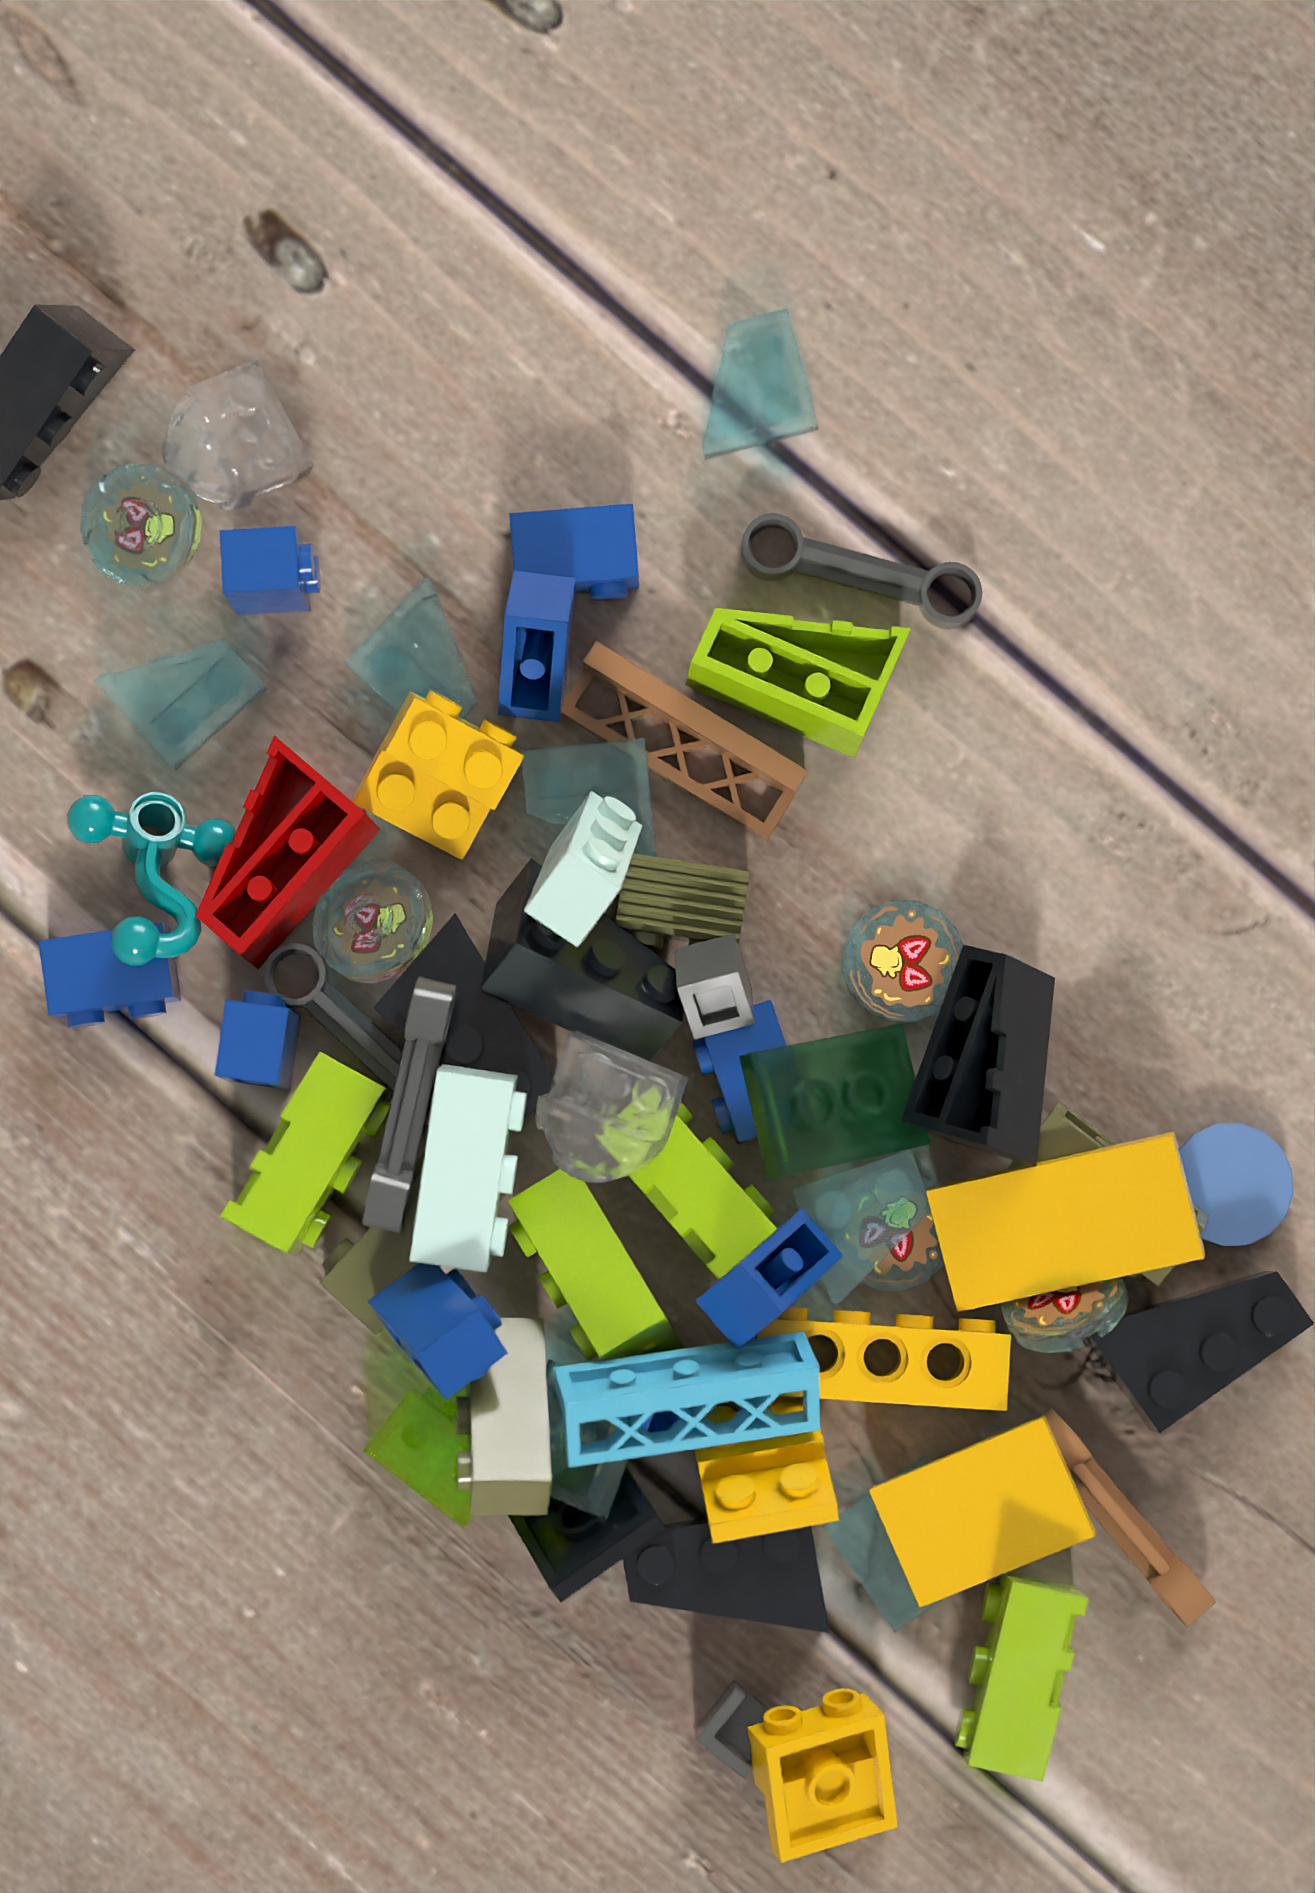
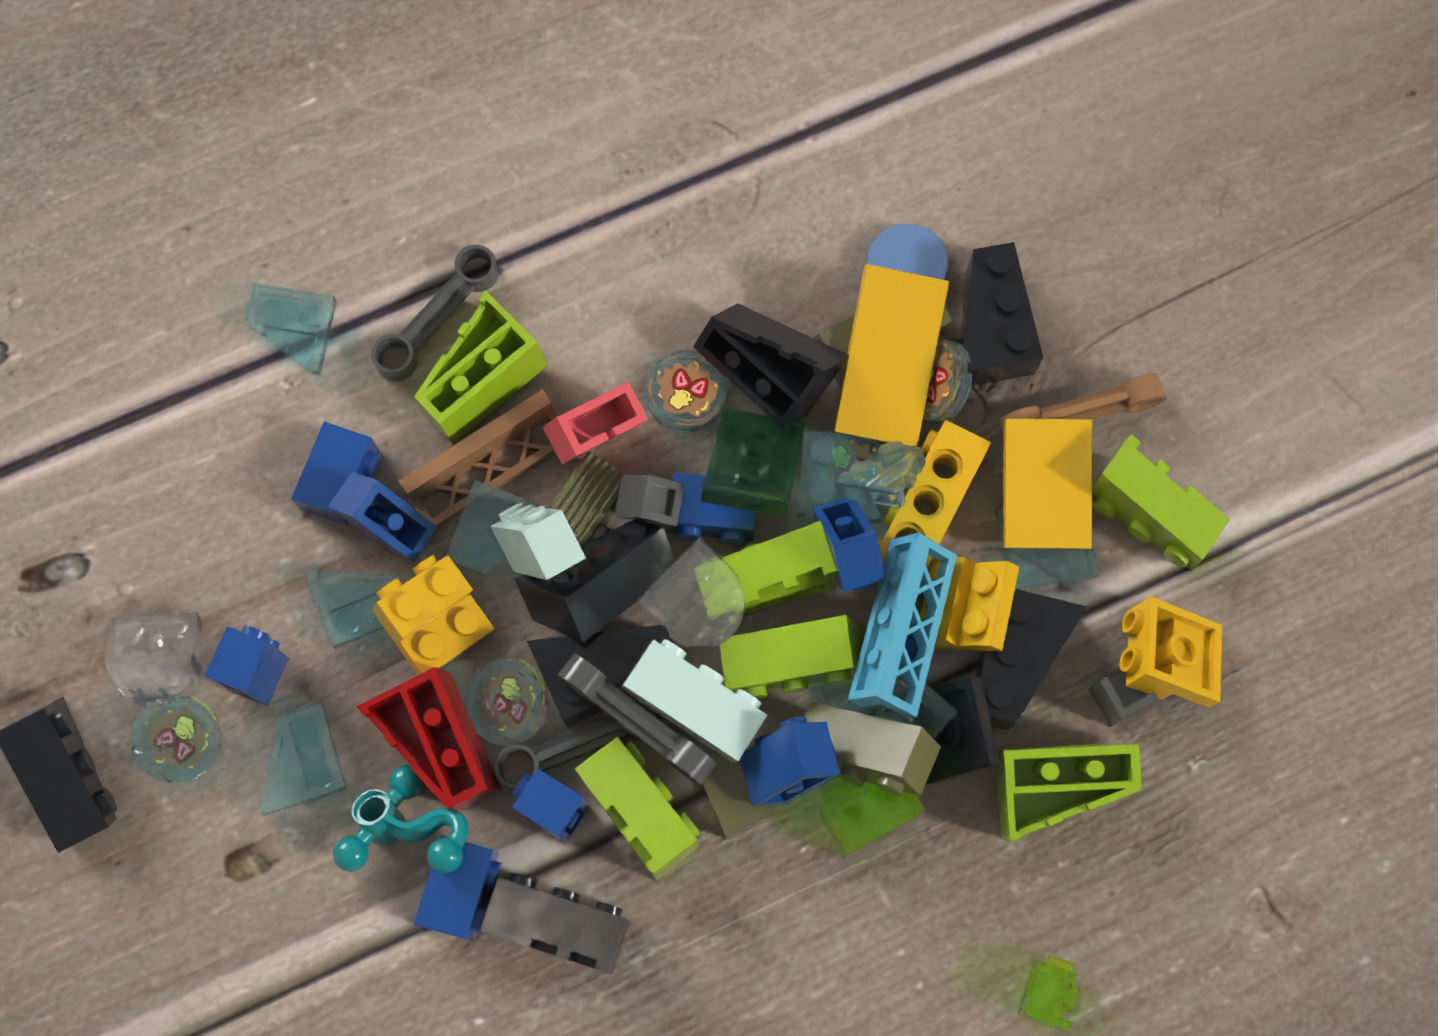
camera: 65 degrees left, 10 degrees down
(119, 1117) = (556, 923): none -> black wedge
(306, 1785) = (1050, 993): none -> clear neon green brick
(584, 1692) = (1057, 782): none -> lime wedge
(813, 874) = (595, 423): none -> coral piece
(886, 1286) = (883, 475): none -> clear light blue wing

